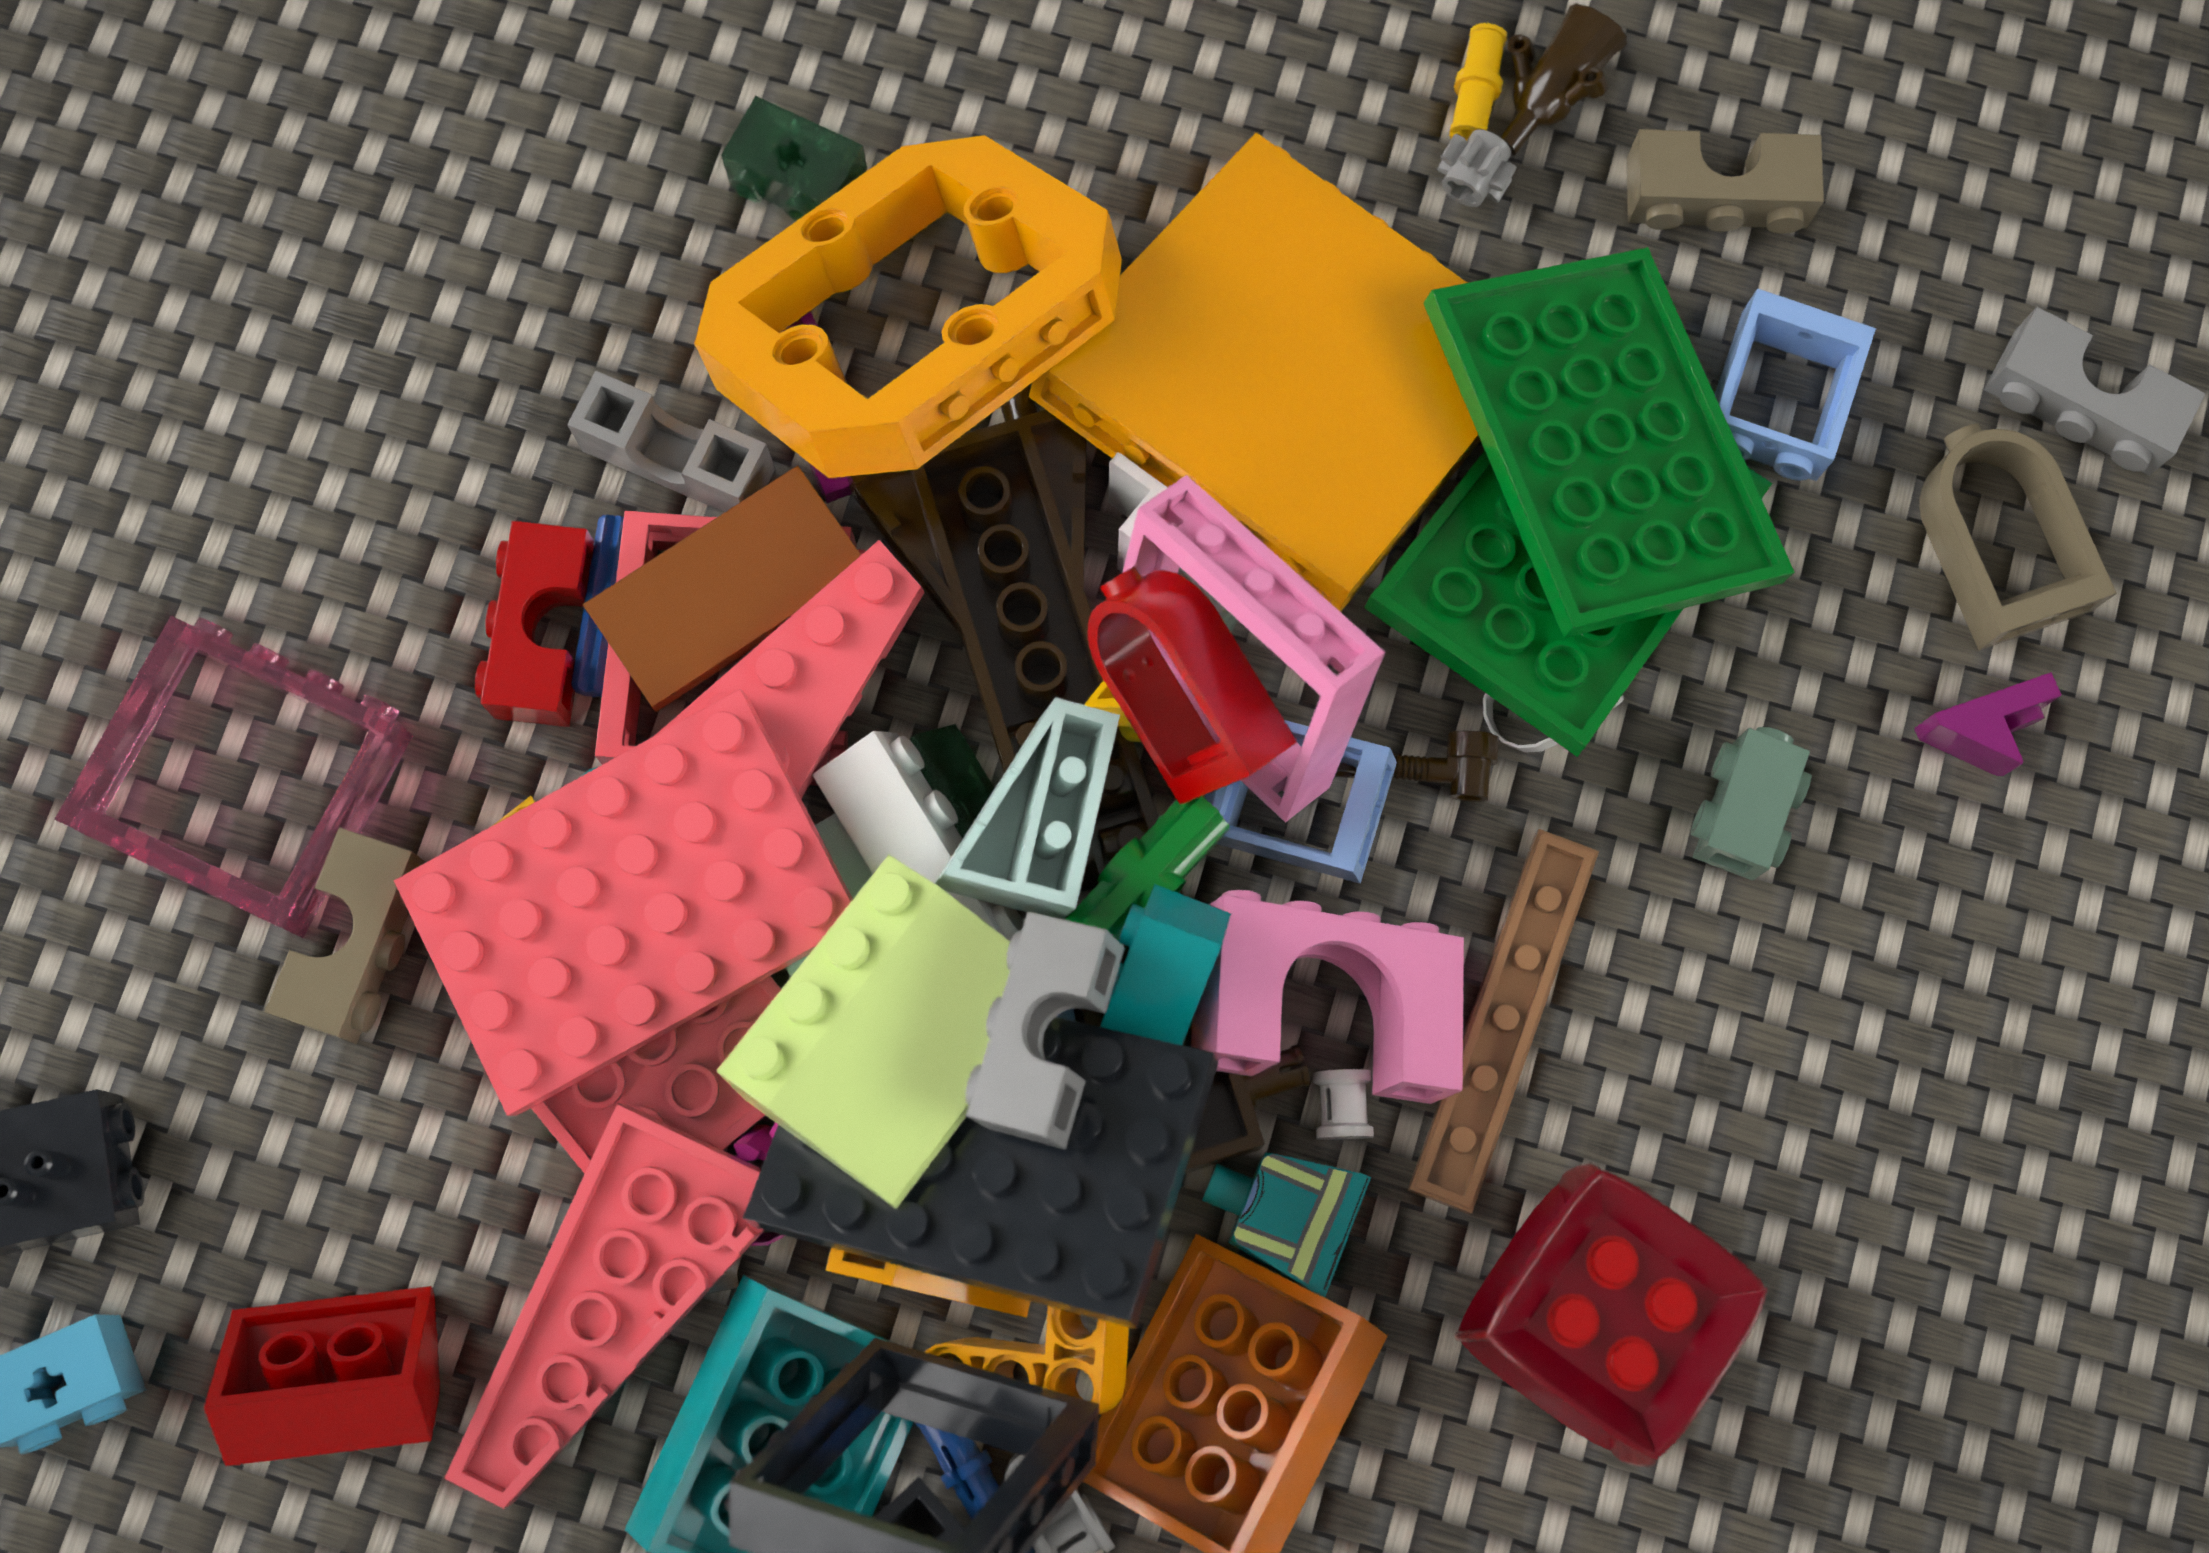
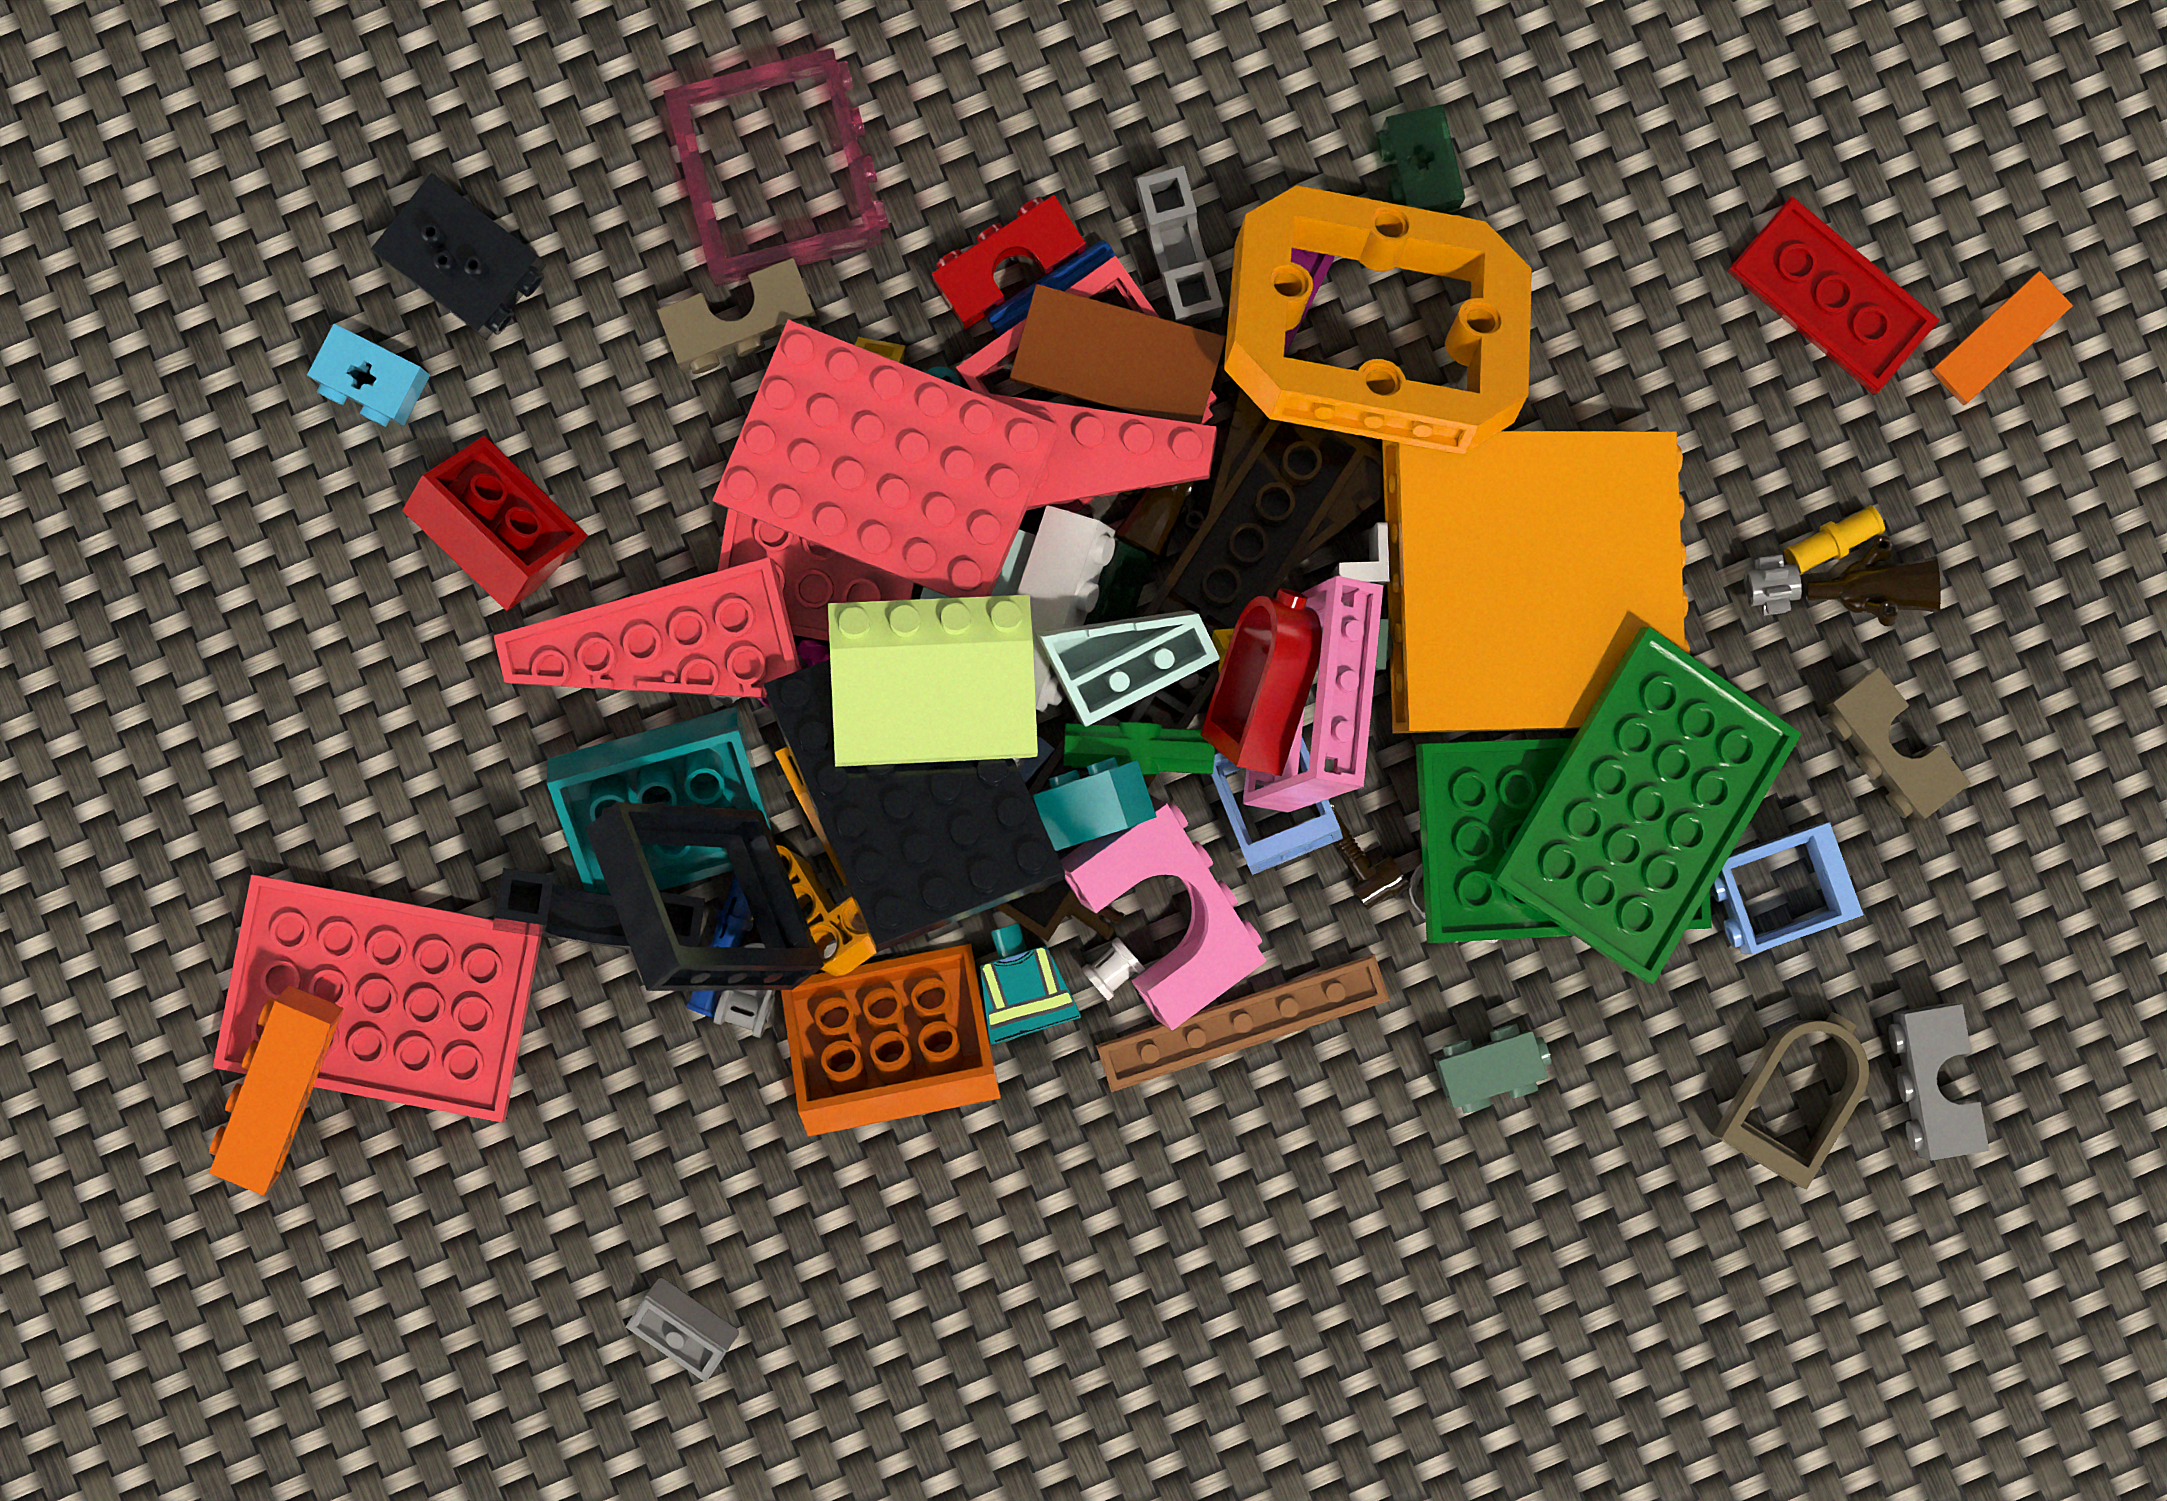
camera: 50 degrees right, 10 degrees up
(913, 683) = (1155, 516): none -> dark brown piece
(1051, 970) = (1032, 743): light grey arch -> none
(1613, 1314) = (1109, 1212): dark red piece -> none
(1983, 726) = (1652, 1169): magenta slope -> none

